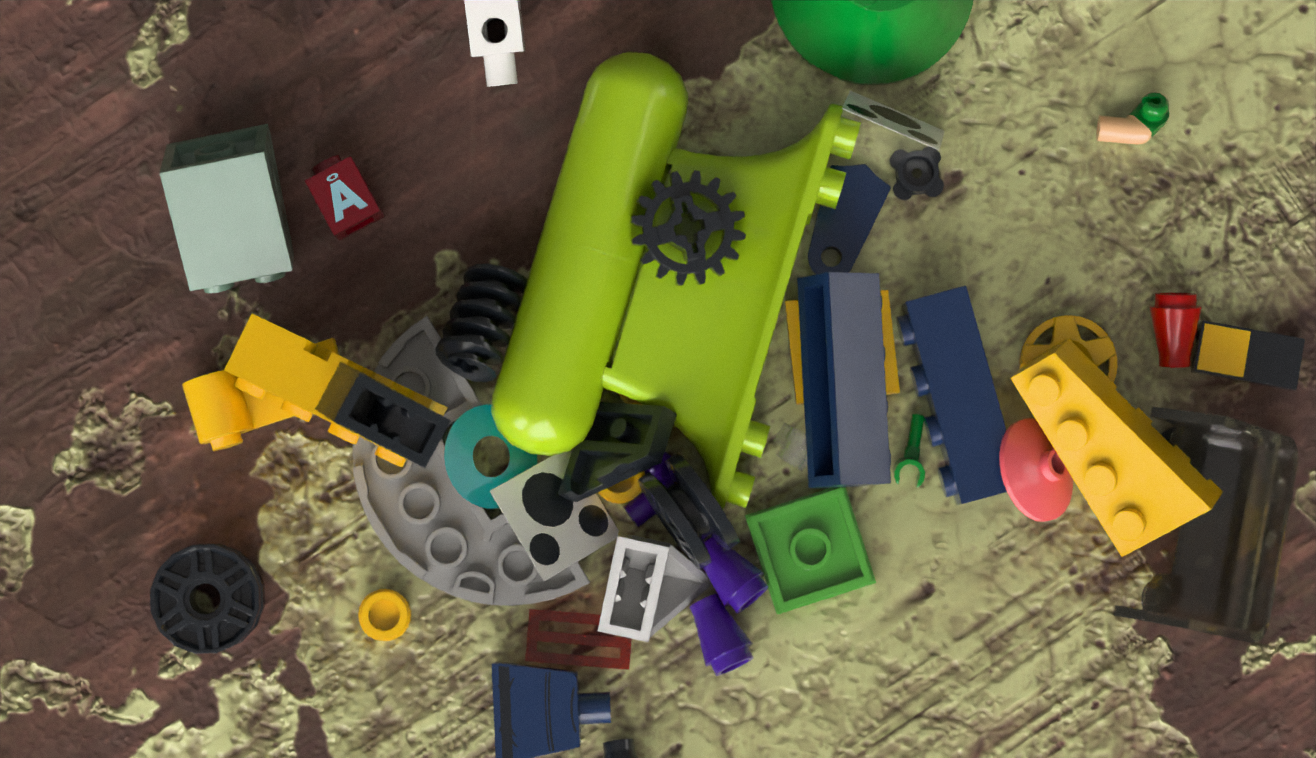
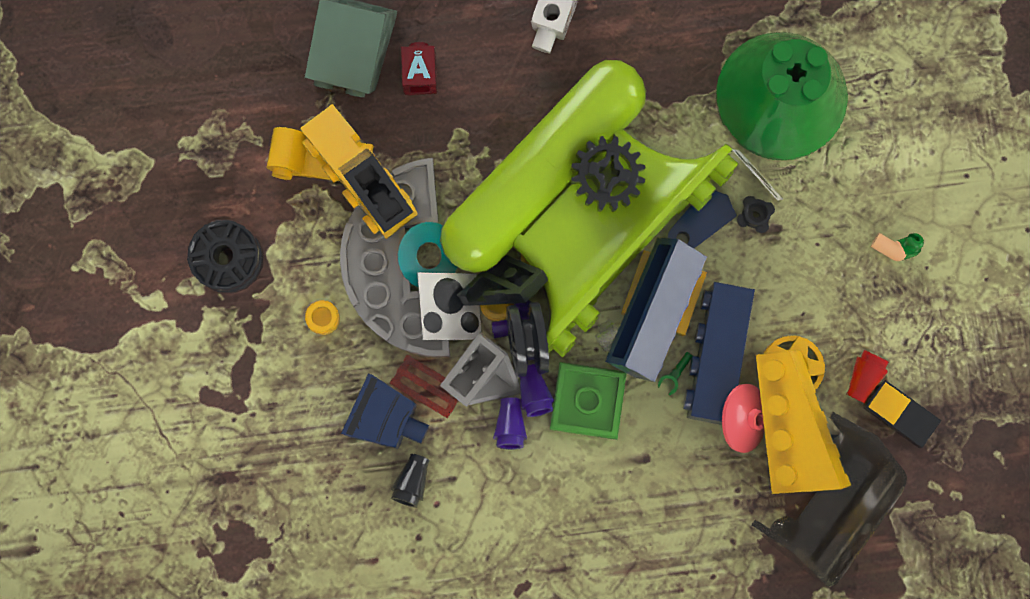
camera: 25 degrees right, 5 degrees down
(479, 319) = (461, 174): black piece -> none

